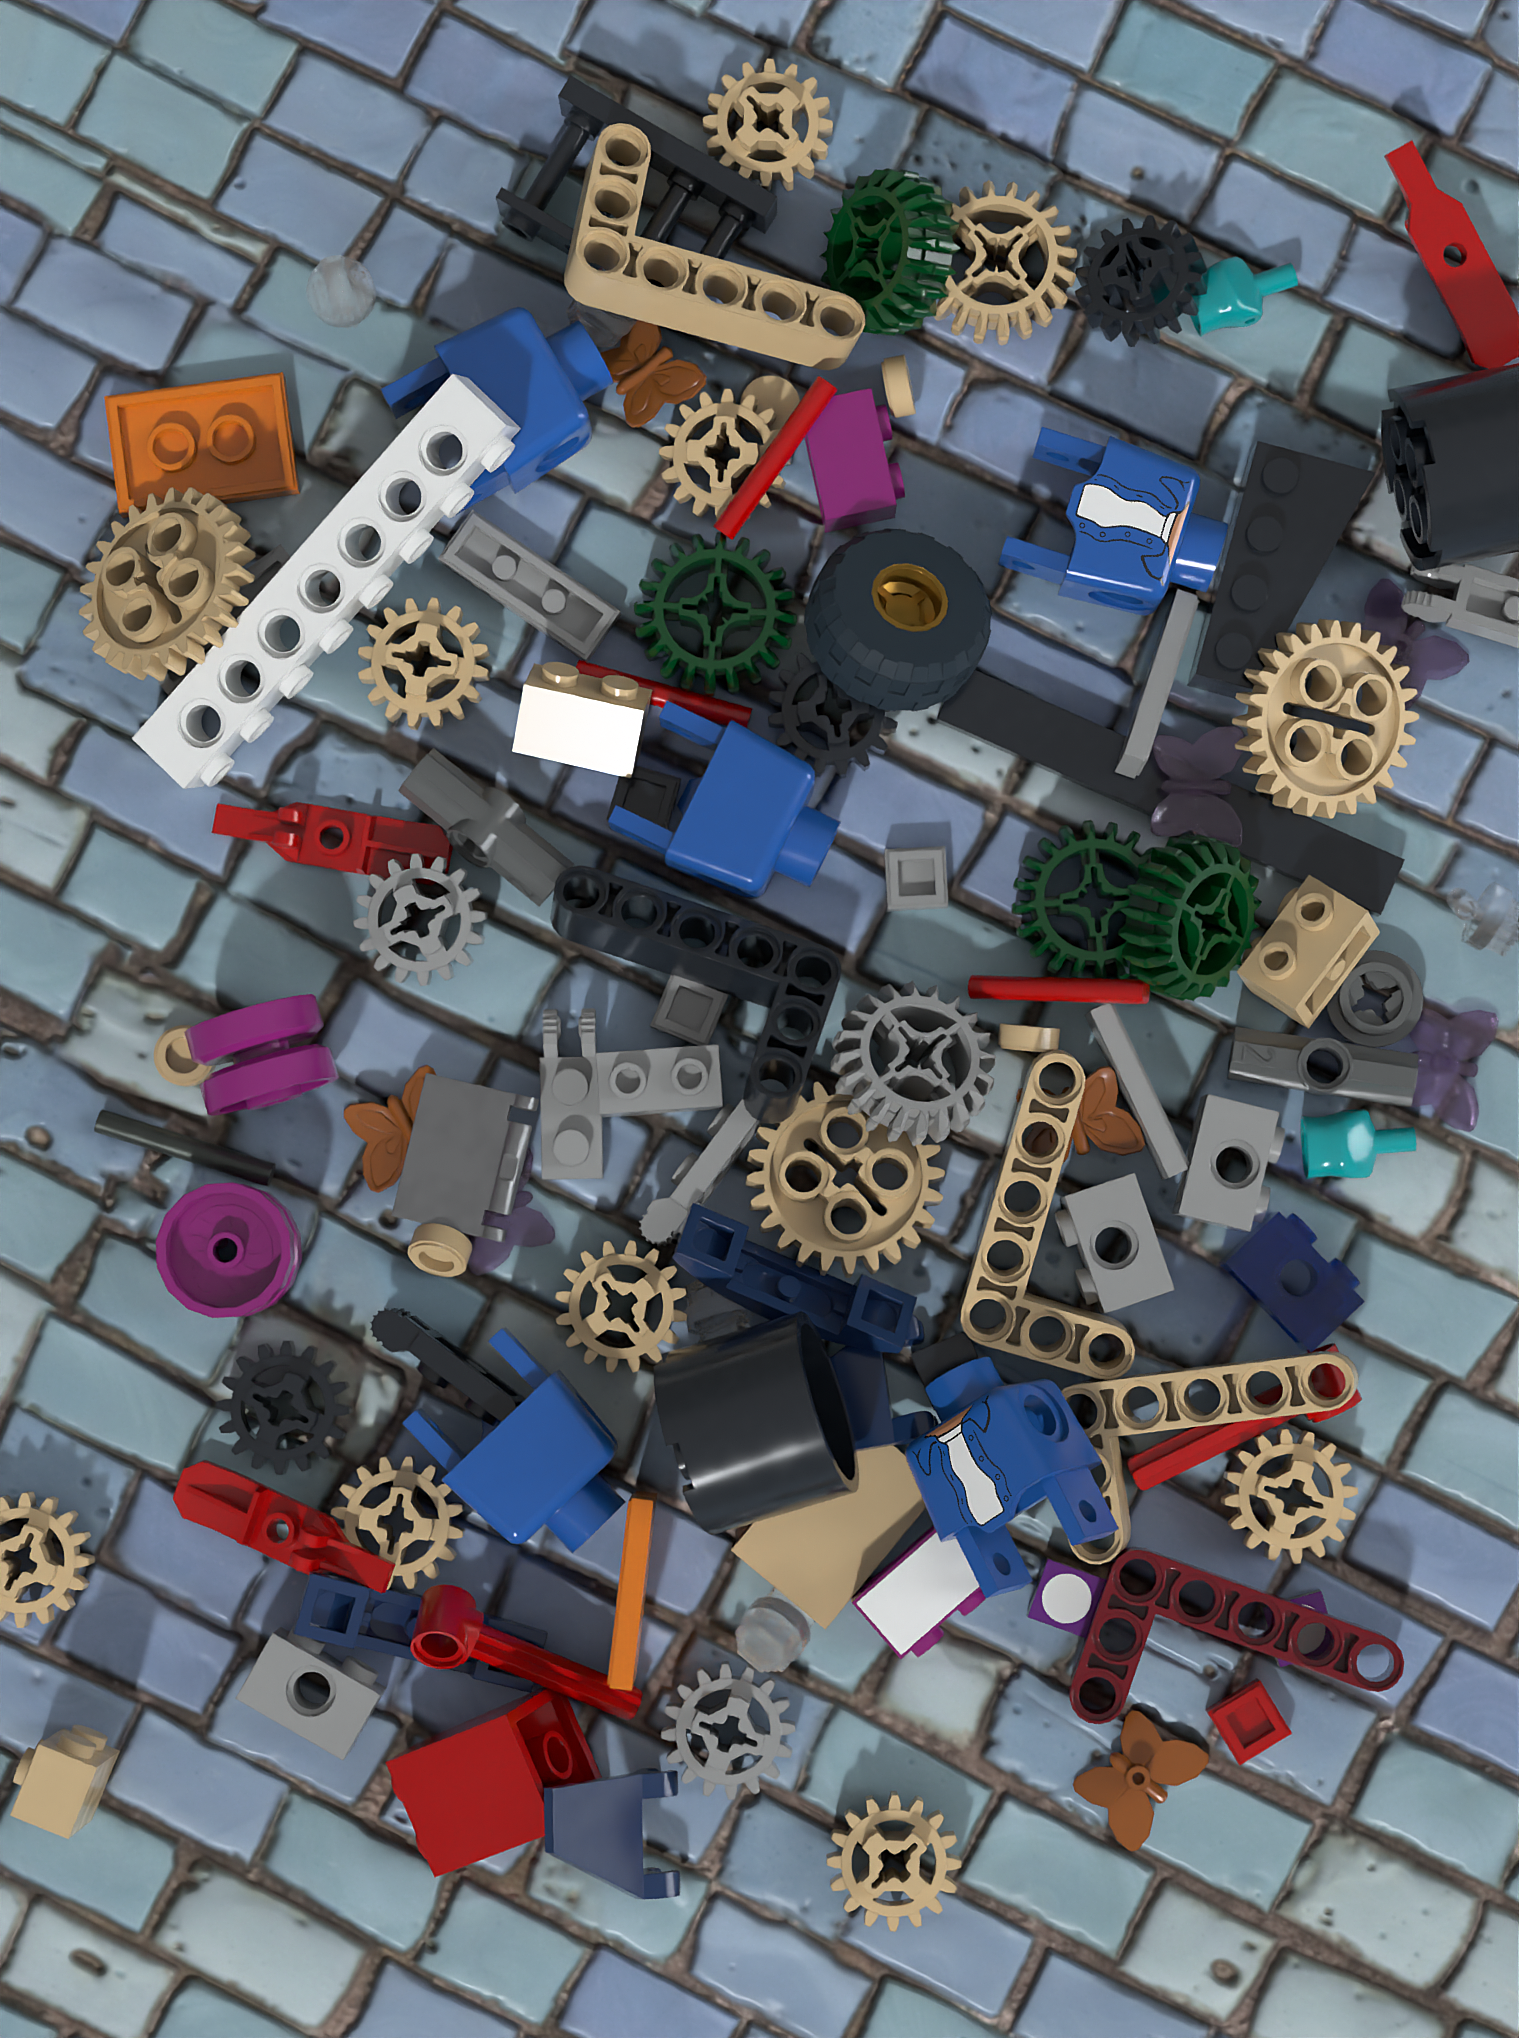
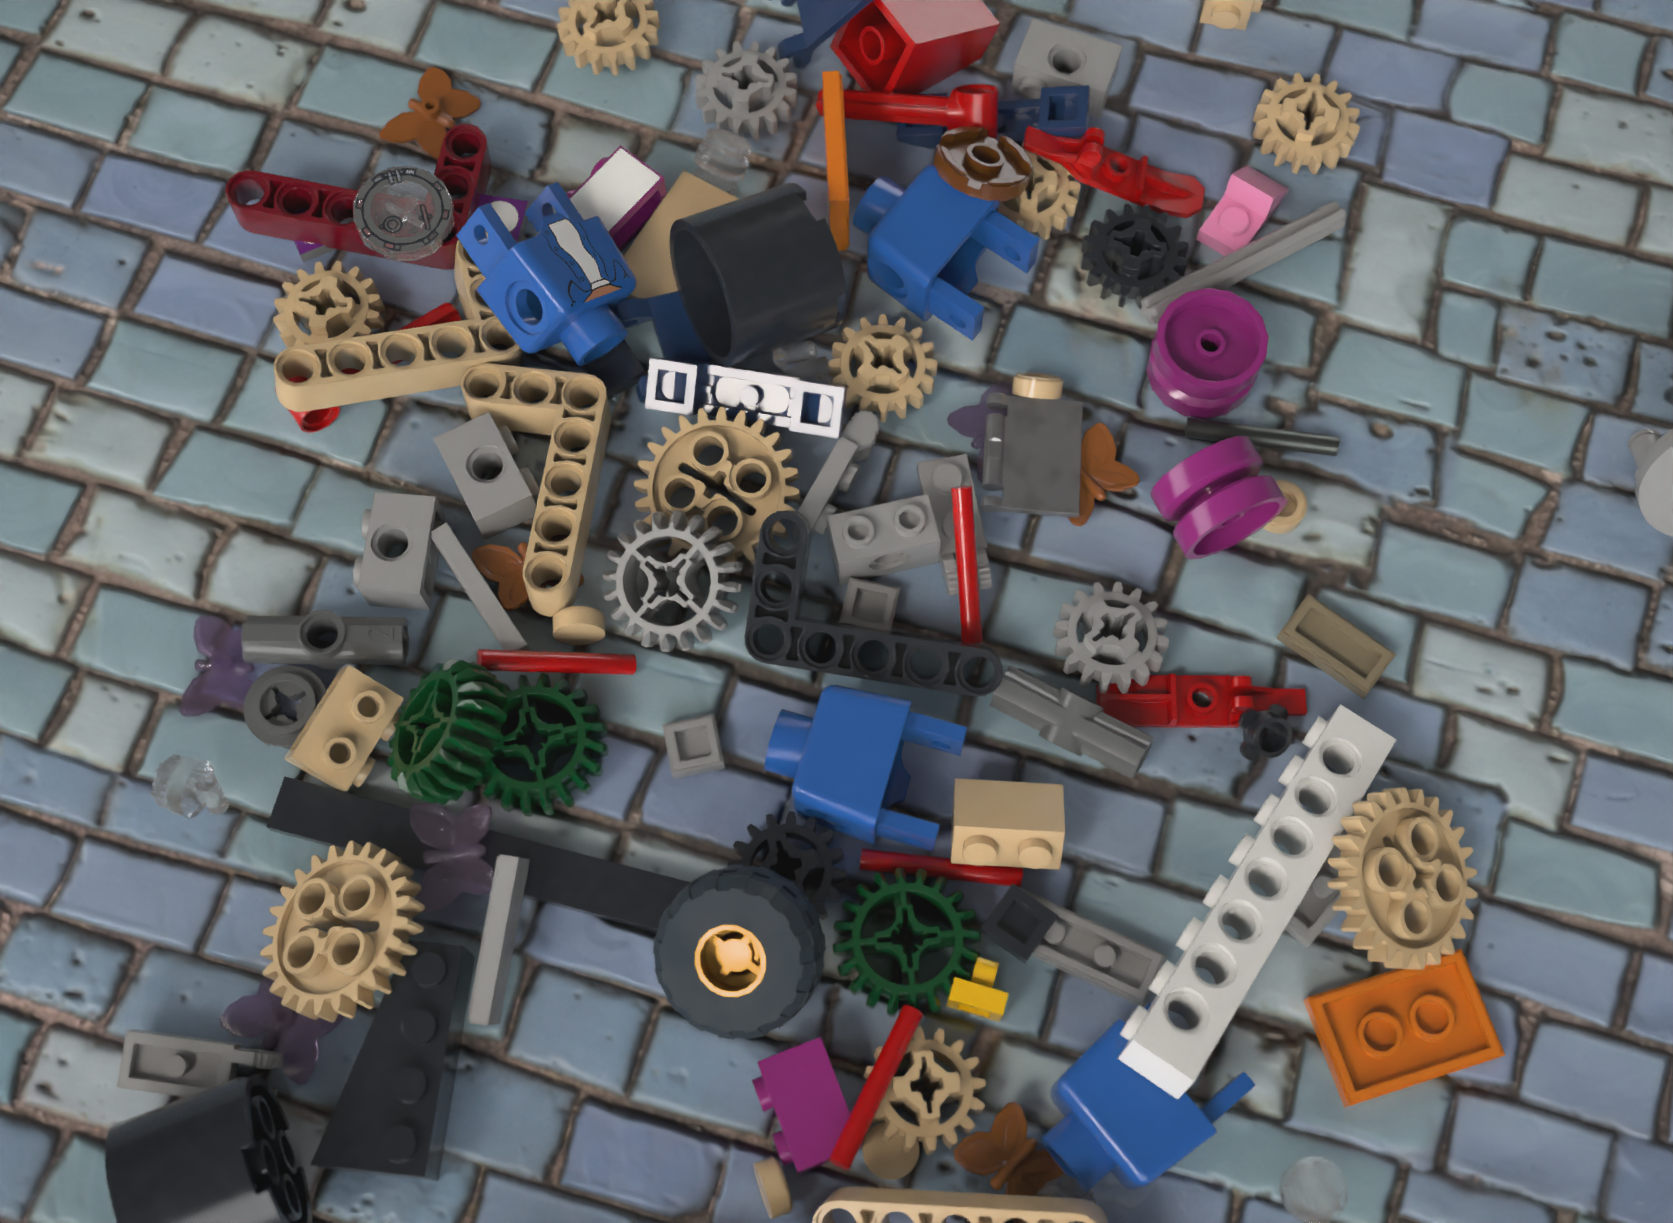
camera: 170 degrees right, 15 degrees down
(132, 1454) = (1241, 211): none -> bright pink slope
(151, 1374) = (1249, 258): none -> light grey axle
(164, 875) = (1336, 646): none -> dark tan tile
(271, 781) = (1276, 738): none -> black plate
(427, 638) = (1181, 855): tan gear -> none
(446, 1363) = (1015, 304): black hinge -> none
(473, 1513) = (982, 164): none -> reddish brown tile
(569, 1027) = (966, 564): none -> red bar
(591, 607) = (1018, 923): none -> black plate
(645, 544) = (978, 995): none -> yellow tile
(647, 795) = (936, 774): black tile -> none
(1128, 527) = (537, 1074): blue piece -> none
(1183, 1596) = (403, 213): none -> tile
(1248, 1721) = (350, 160): red tile -> none
(1258, 1266) = (319, 449): clear blue brick -> none
(1348, 1144) = (301, 585): teal piece -> none

